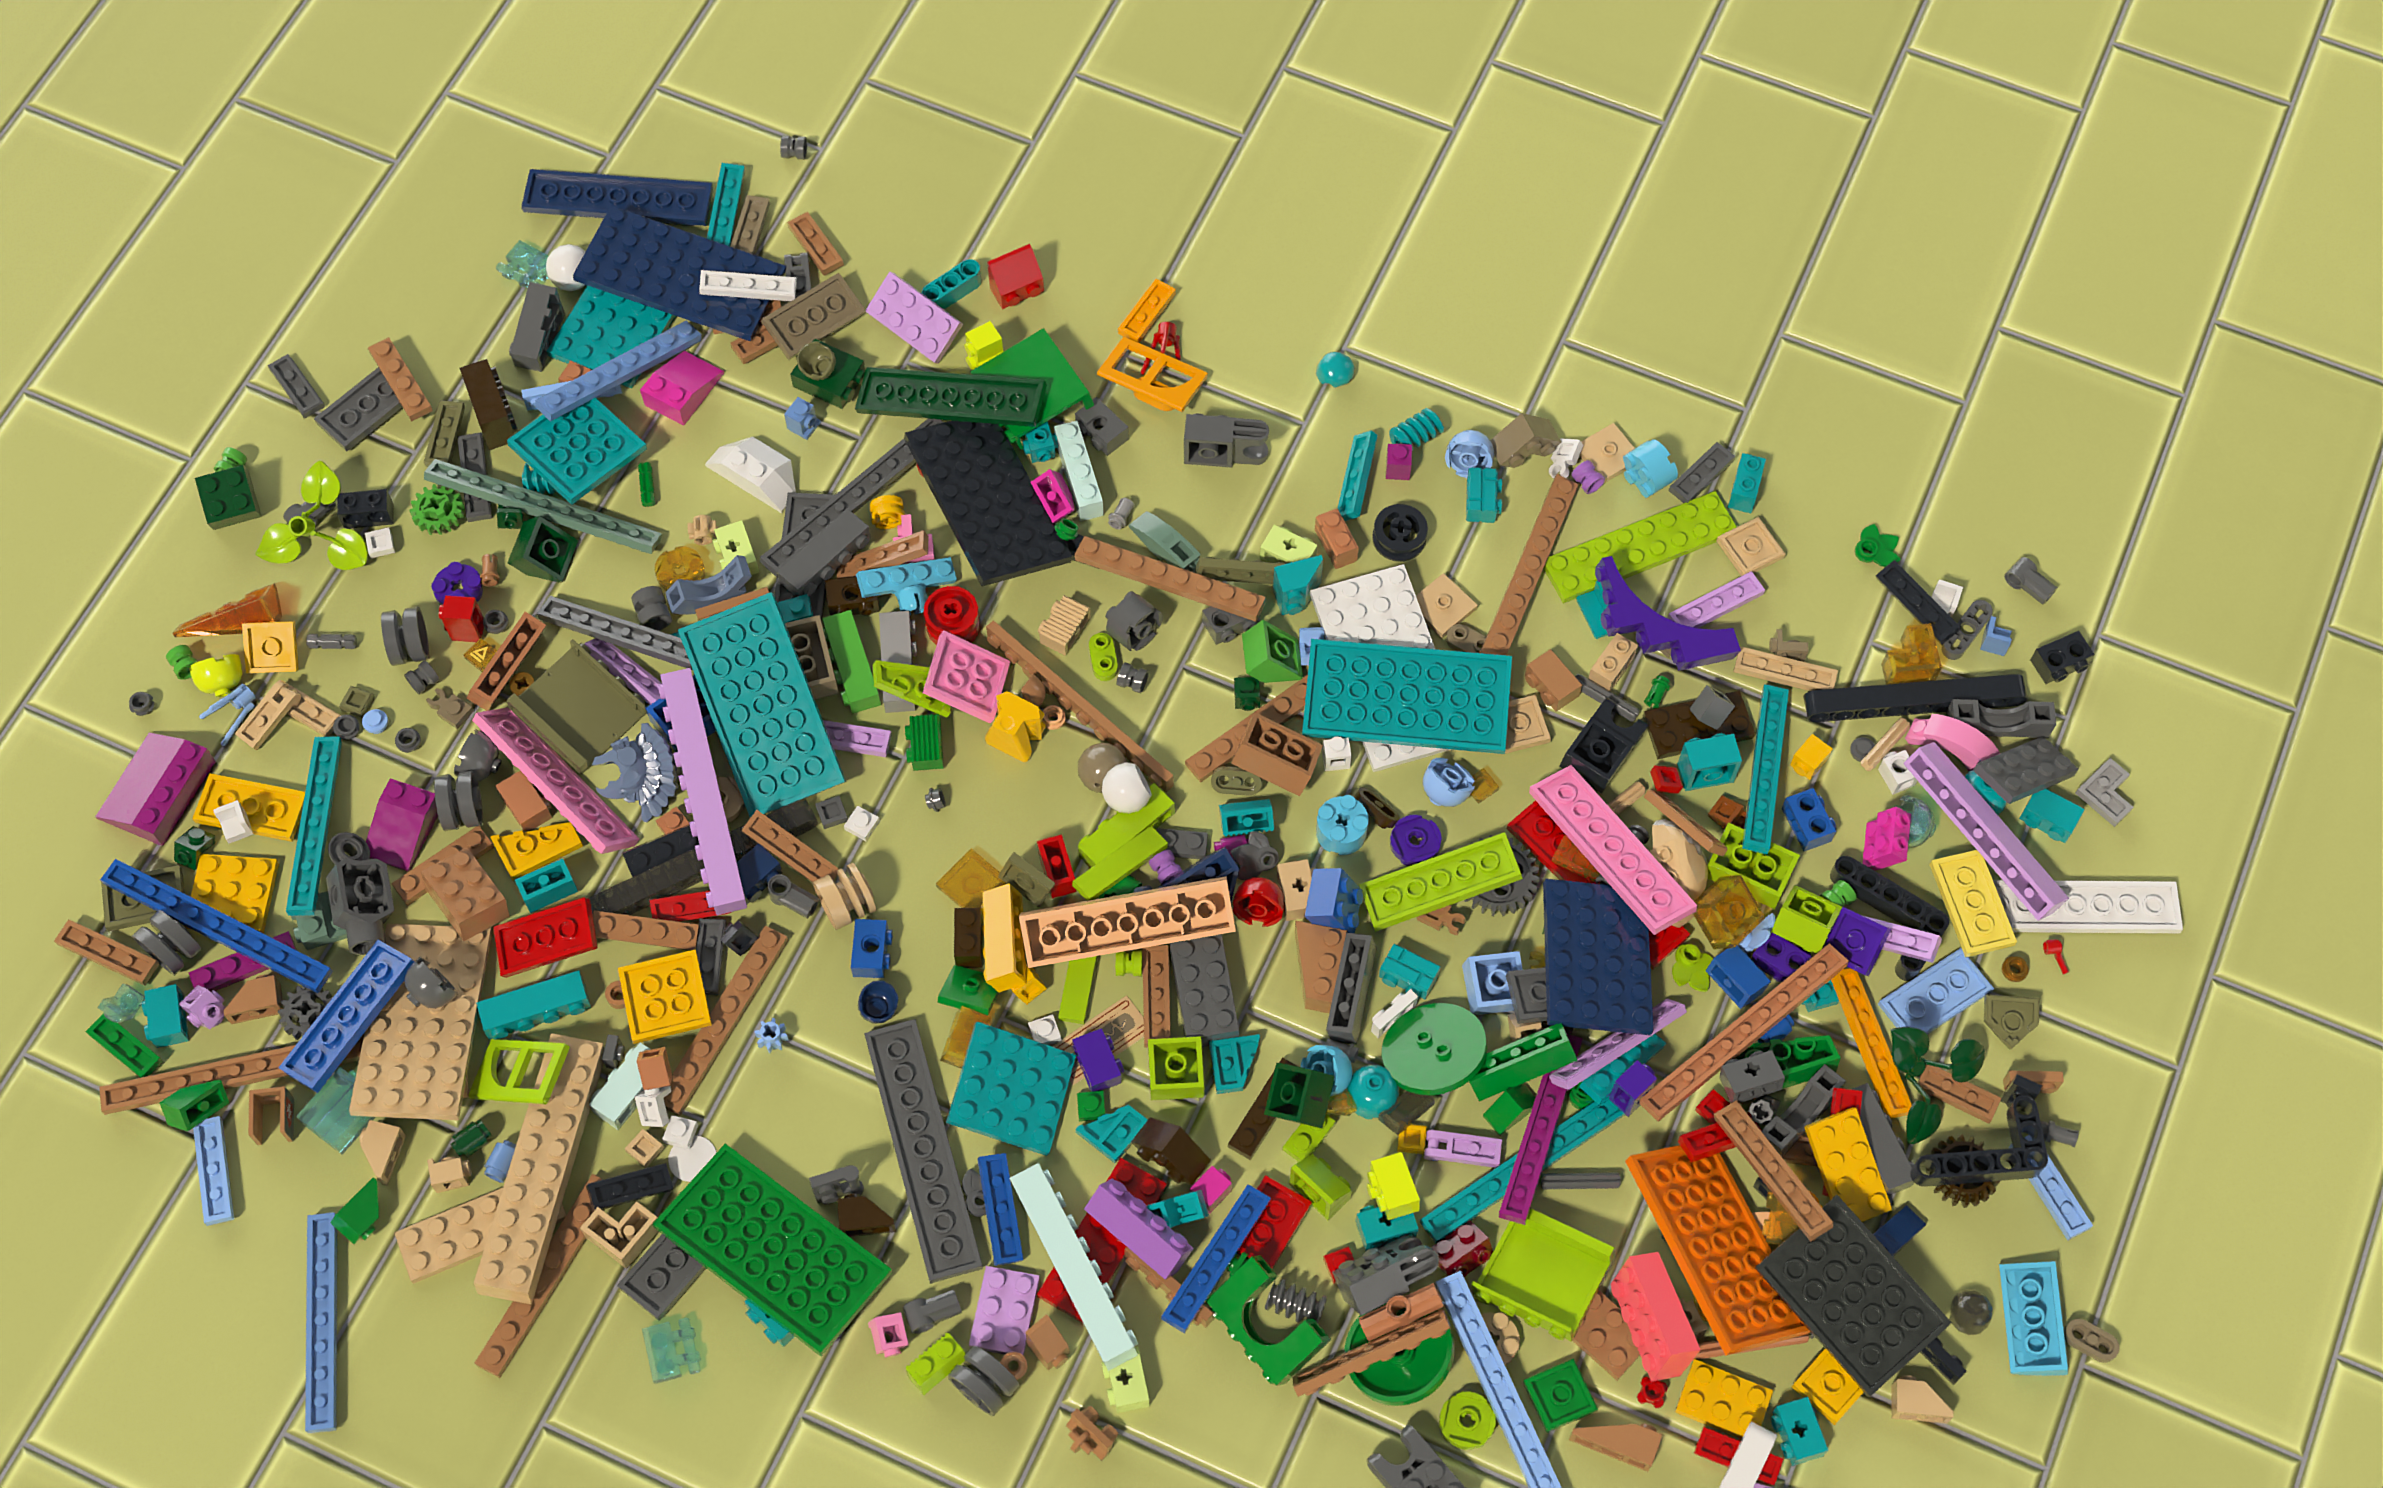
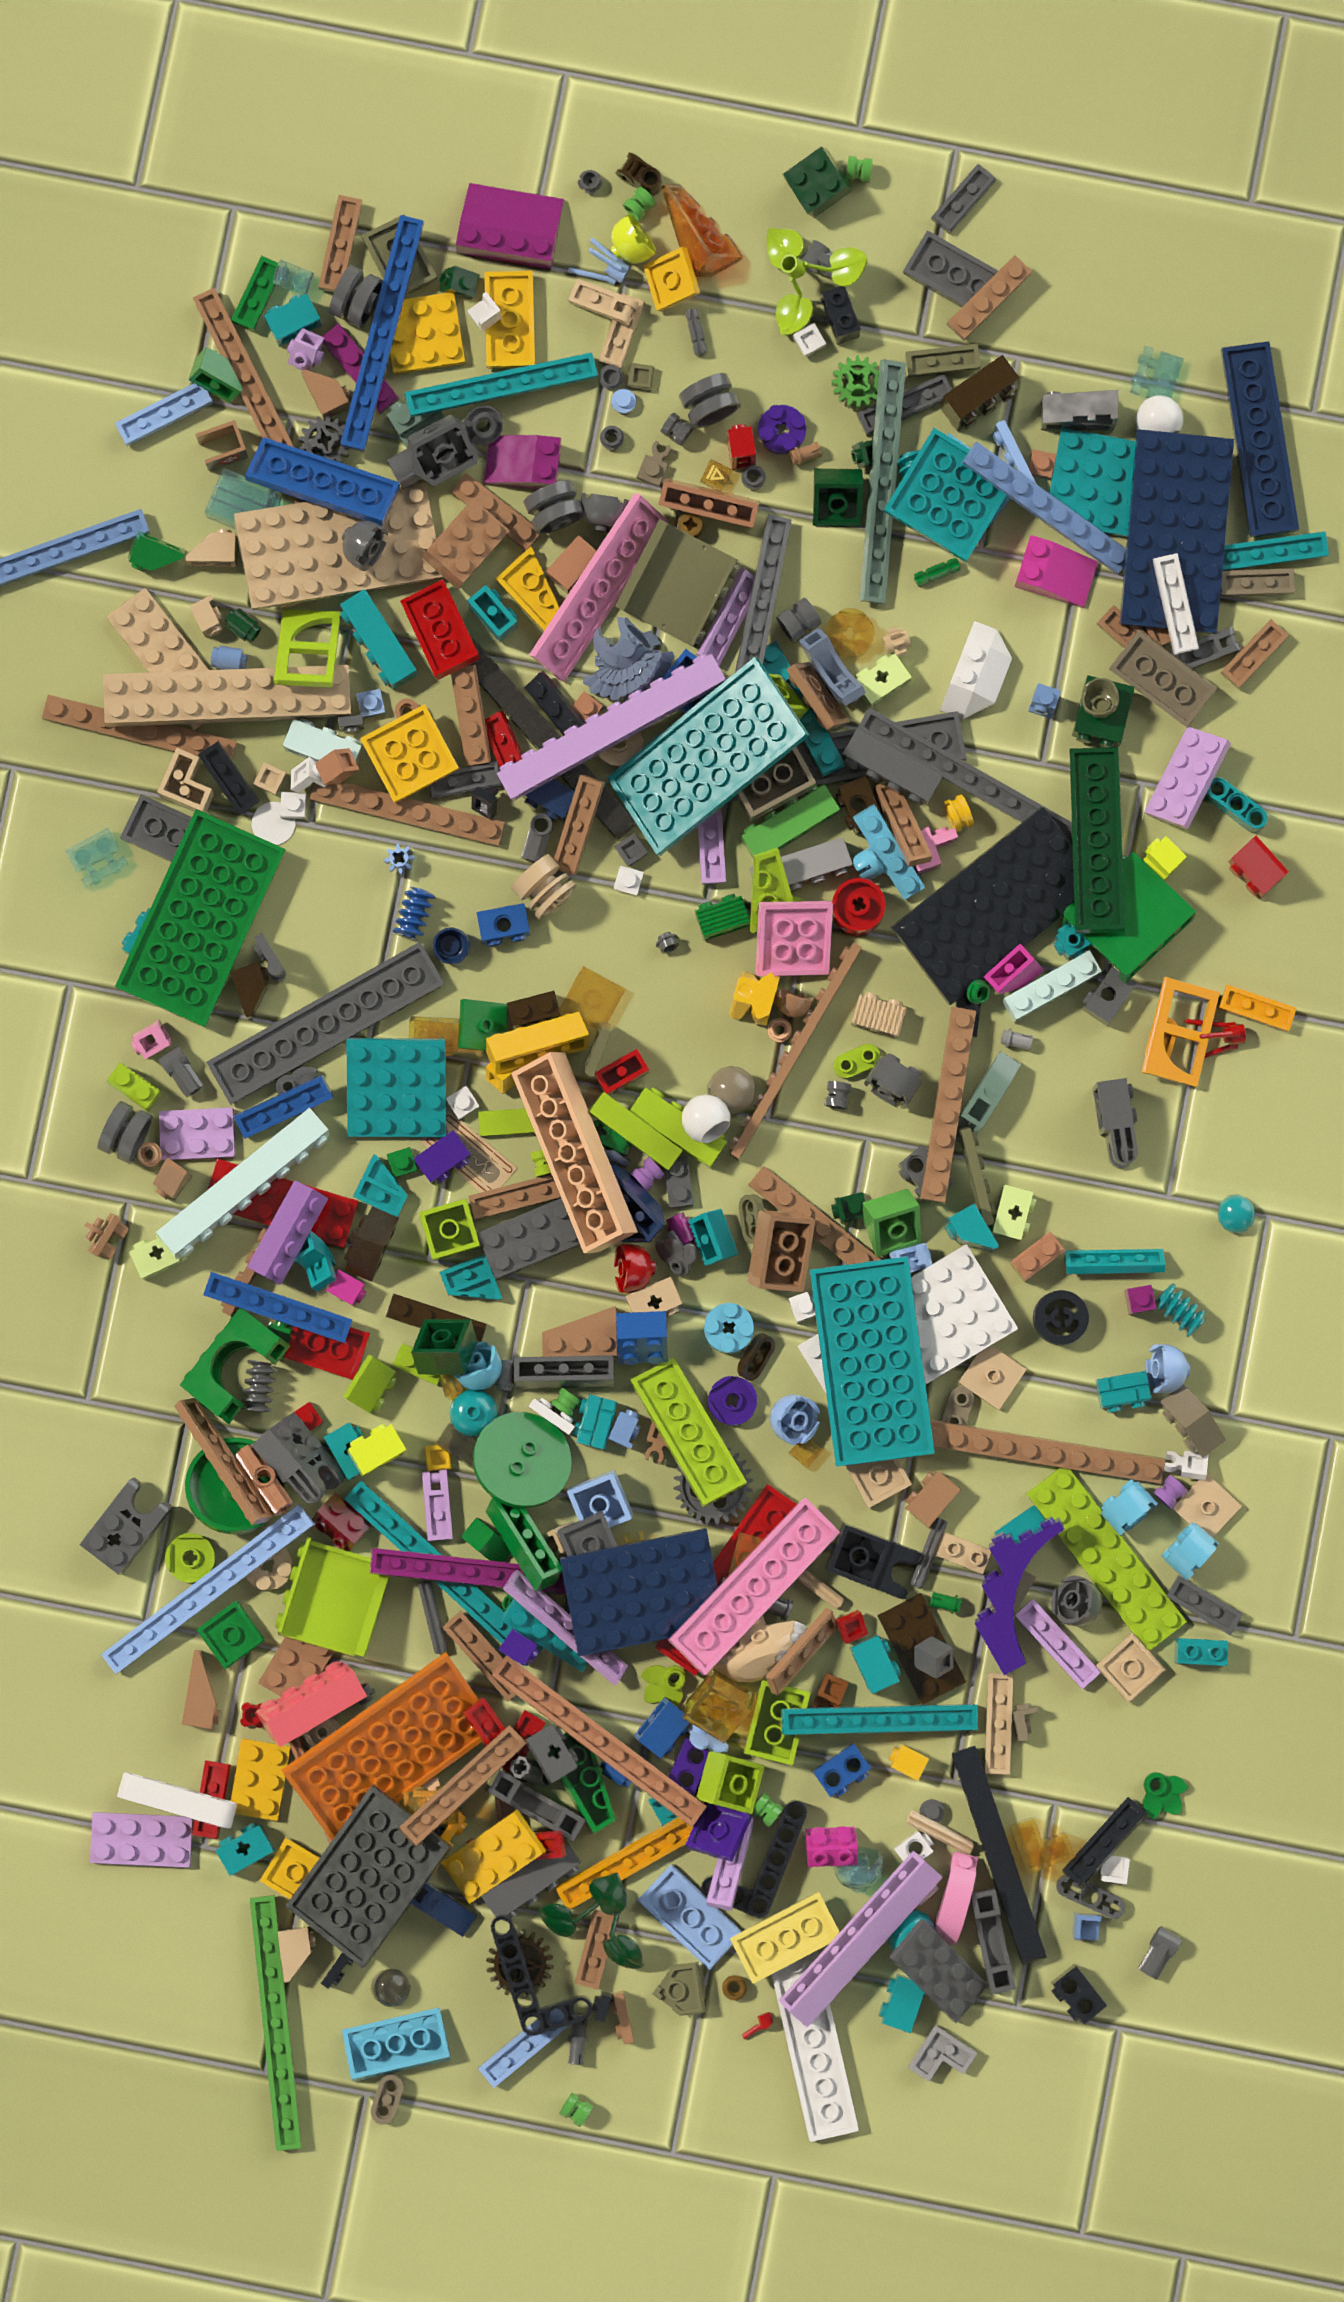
camera: 75 degrees right, 20 degrees up
(152, 654) = (637, 171): none -> dark brown piece
(598, 1028) = (370, 703): none -> light blue plate
(832, 1033) = (414, 913): none -> blue piece
(1381, 995) = (566, 1402): none -> bright green wheel
(1423, 943) = (625, 1428): none -> medium blue brick
(1597, 511) = (1128, 1507): none -> medium azure brick
(1628, 1139) = (477, 1649): none -> medium nougat plate
(1679, 573) = (1076, 1601): none -> dark grey cylinder
(1994, 1441) = (275, 2023): none -> bright green plate
(2124, 1148) = (581, 2111): none -> bright green wheel

